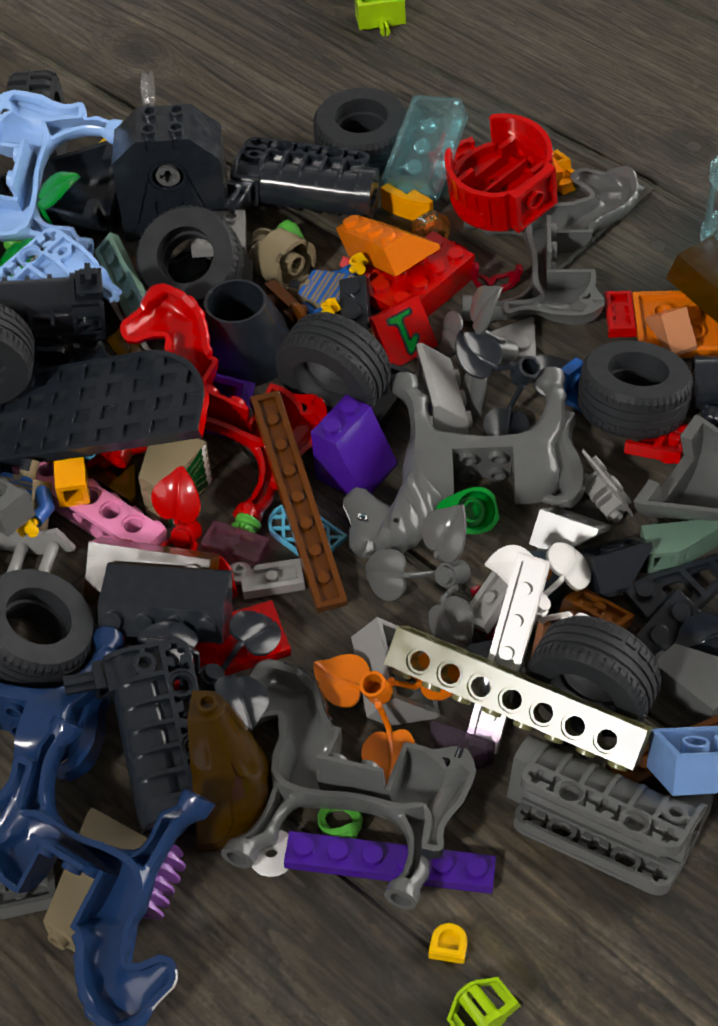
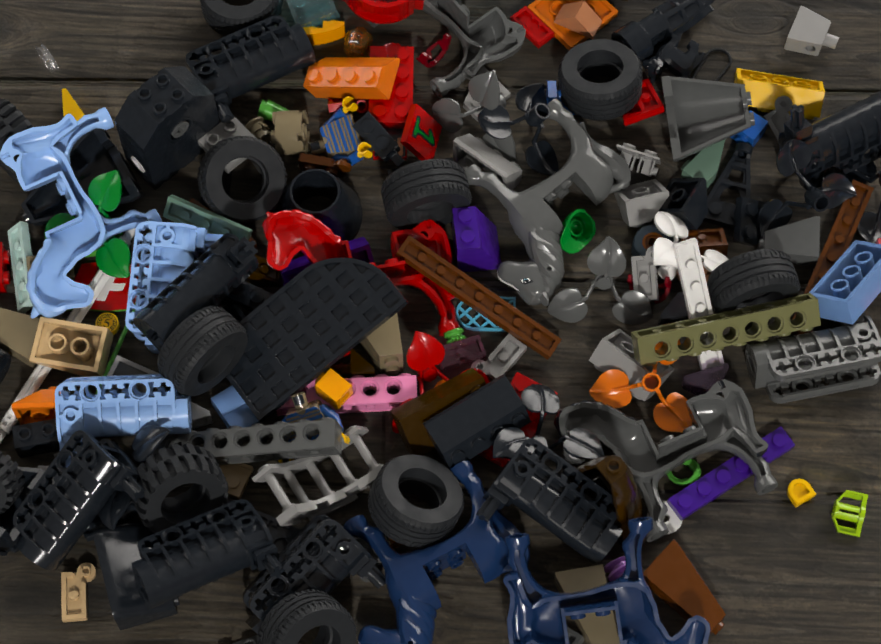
camera: 45 degrees left, 15 degrees up
(209, 933) = (682, 588): none -> reddish brown slope

